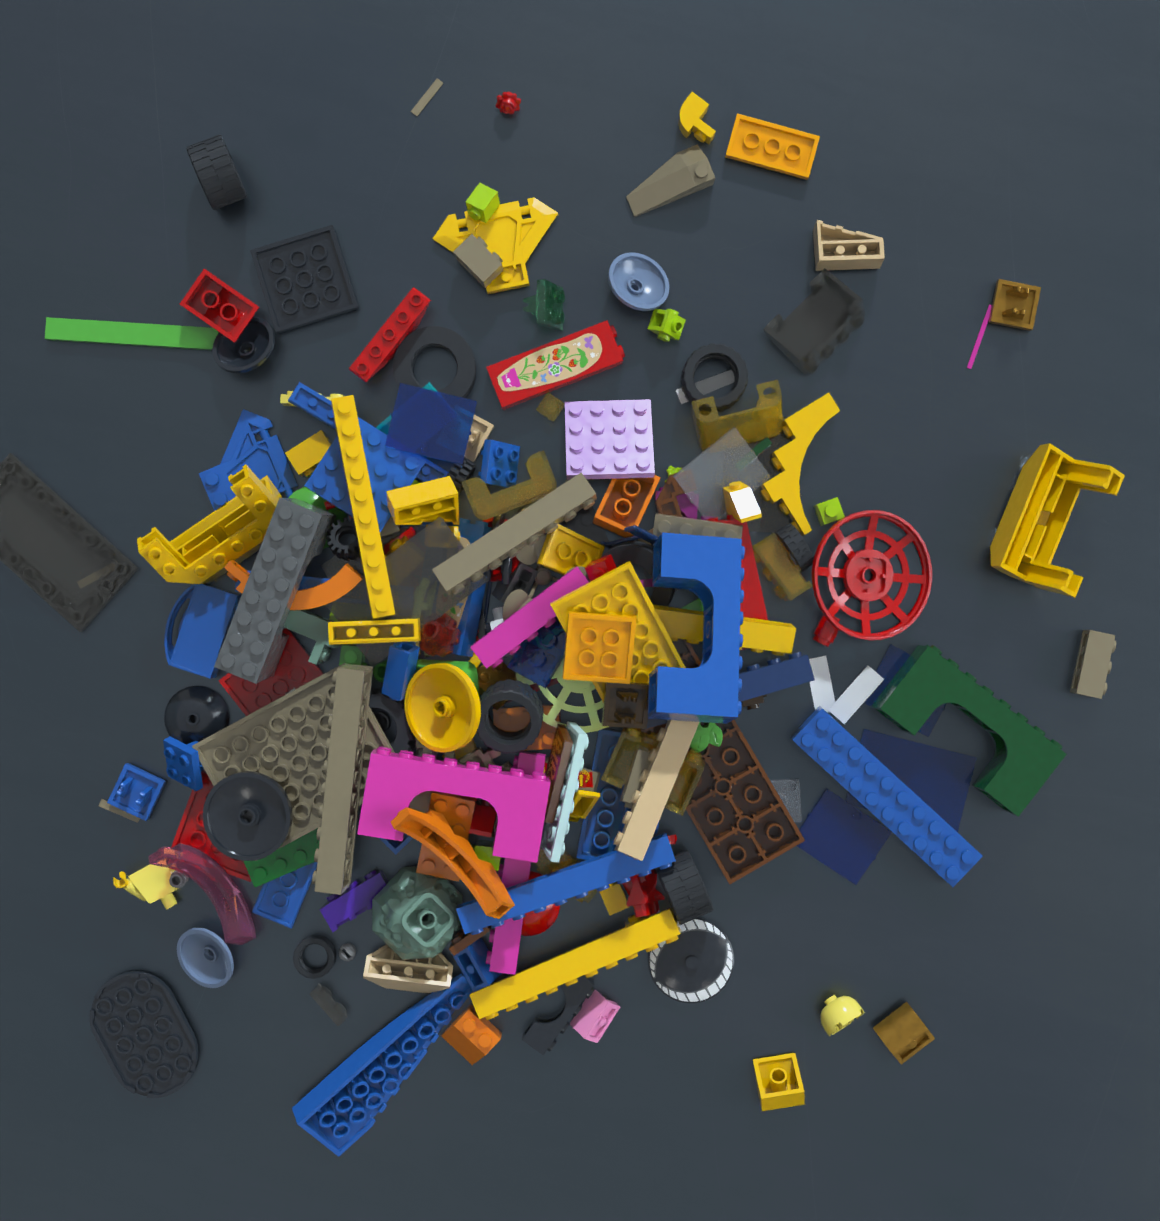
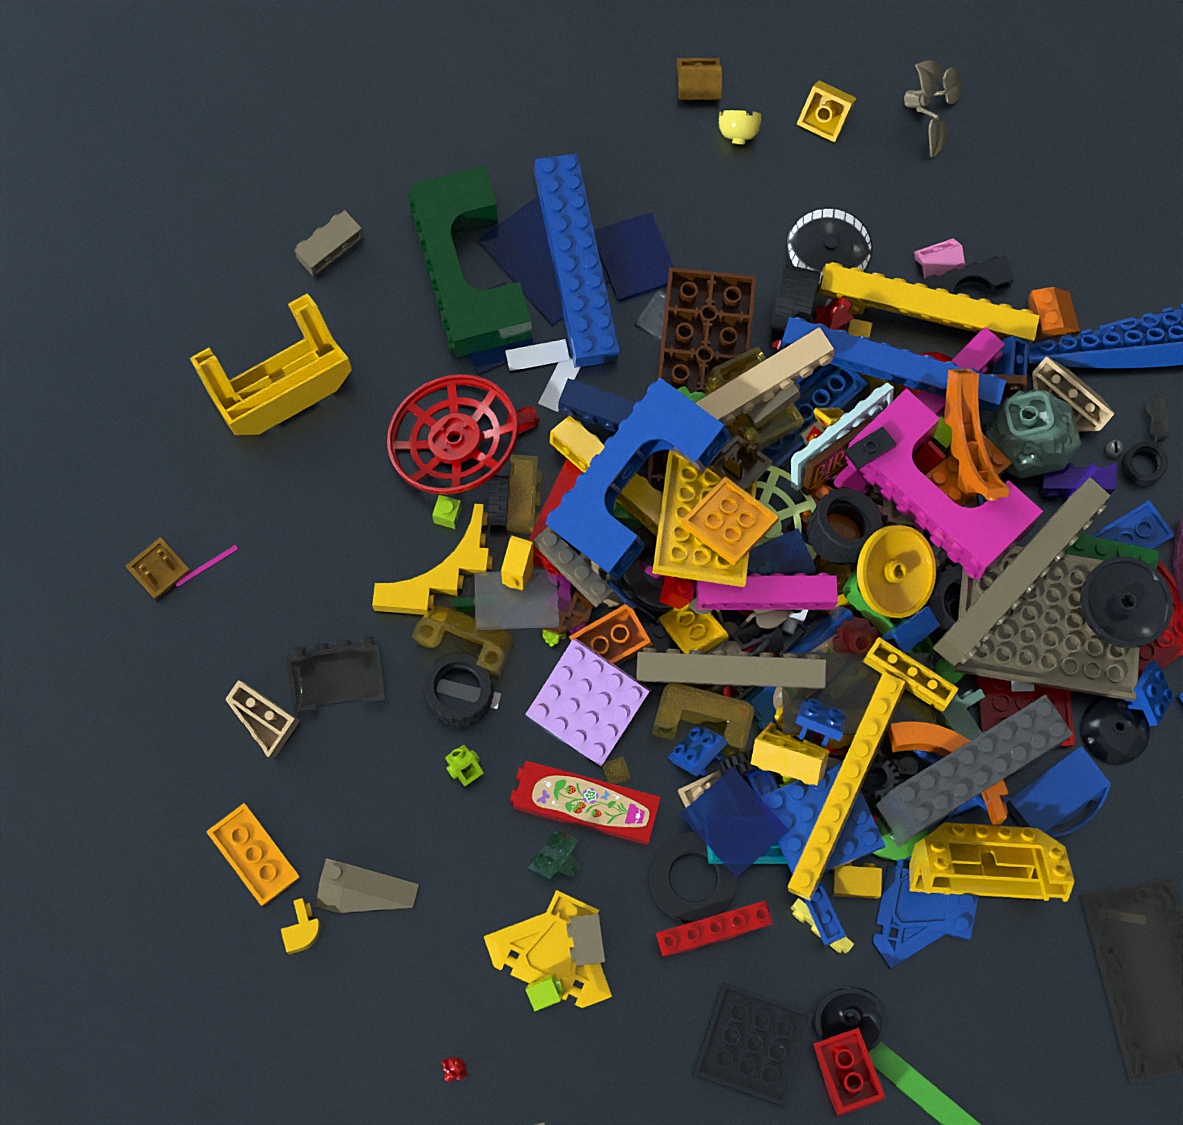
camera: 150 degrees left, 15 degrees down
(417, 542) = (821, 719): none -> blue plate
(530, 787) = (870, 448): none -> black plate
(638, 281) = (451, 815): sand blue dish -> none
(712, 1167) = (930, 77): none -> dark tan plant

